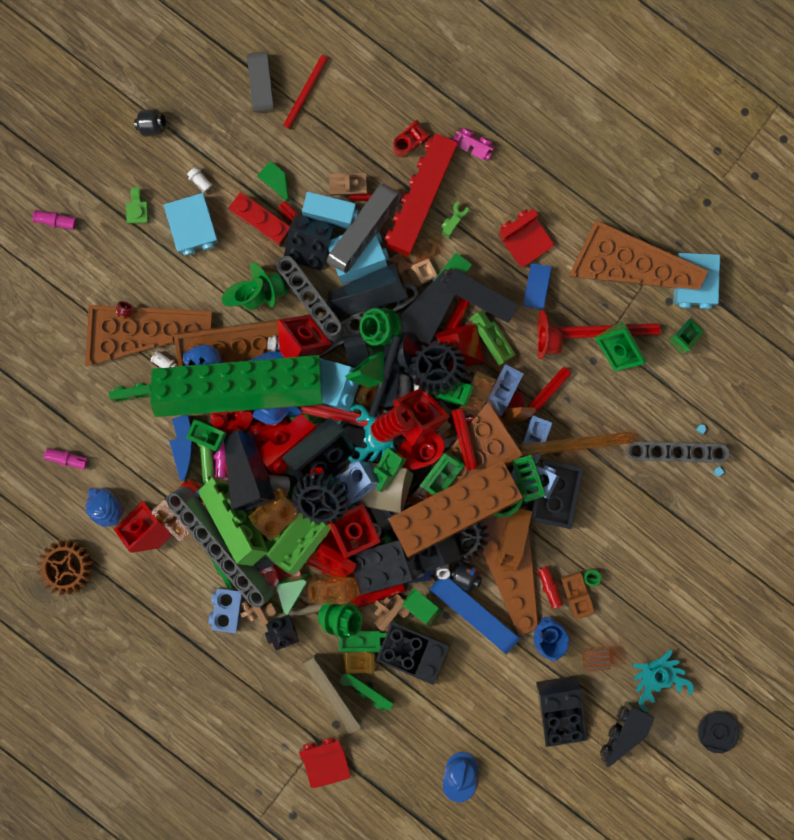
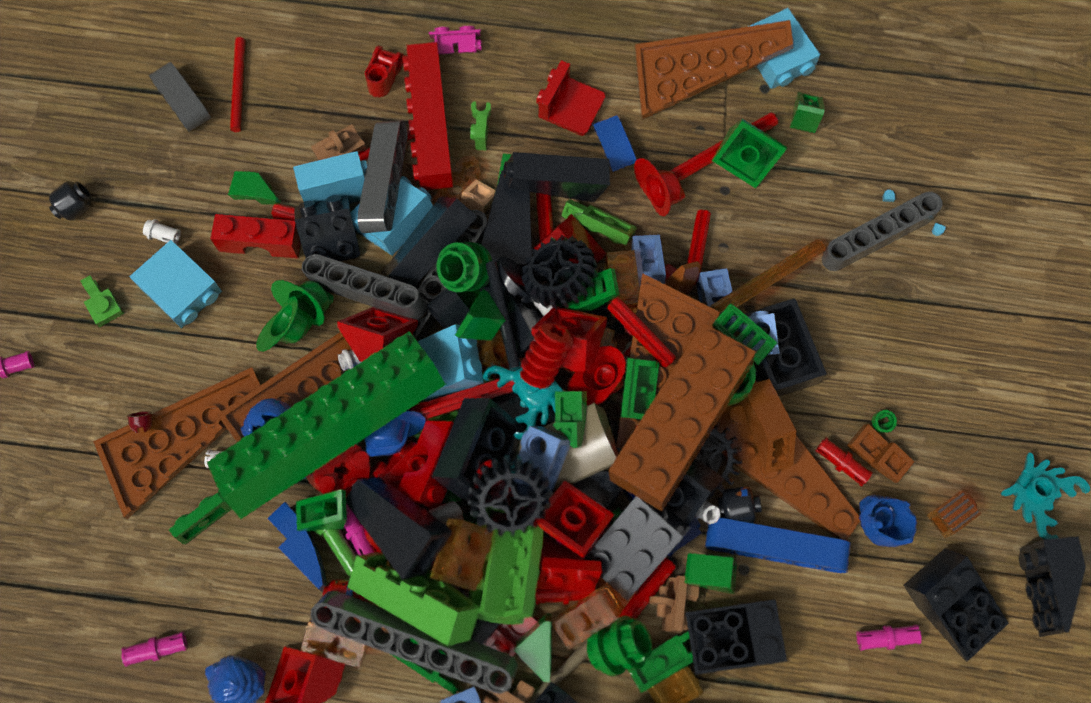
camera: 30 degrees left, 15 degrees down
(506, 706) = (888, 637): none -> dark pink pin

